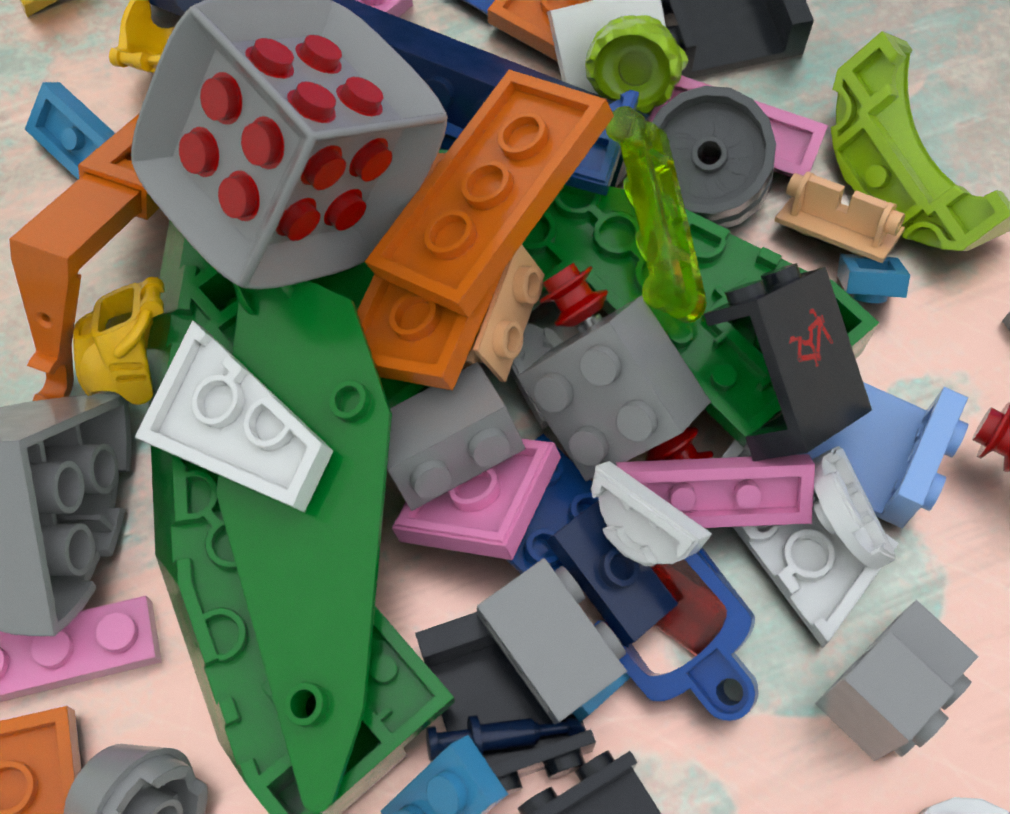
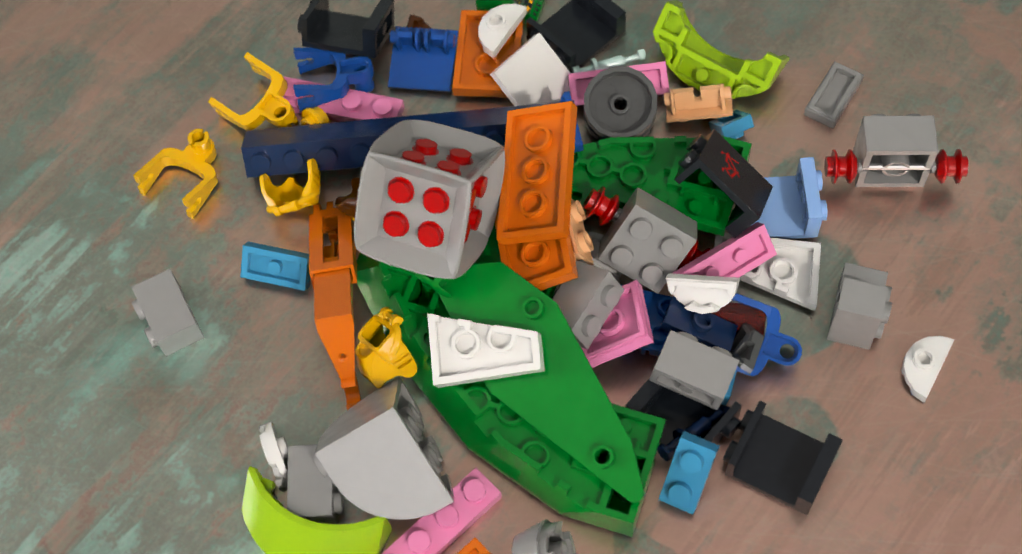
camera: 25 degrees left, 5 degrees down
(635, 56) = (552, 75): lime hair -> none
(664, 231) = (628, 154): clear neon green plate -> none
(664, 650) = (747, 346): none -> dark grey tile
(755, 90) = (610, 62): none -> light aqua piece
(847, 511) = (789, 239): white plate -> none

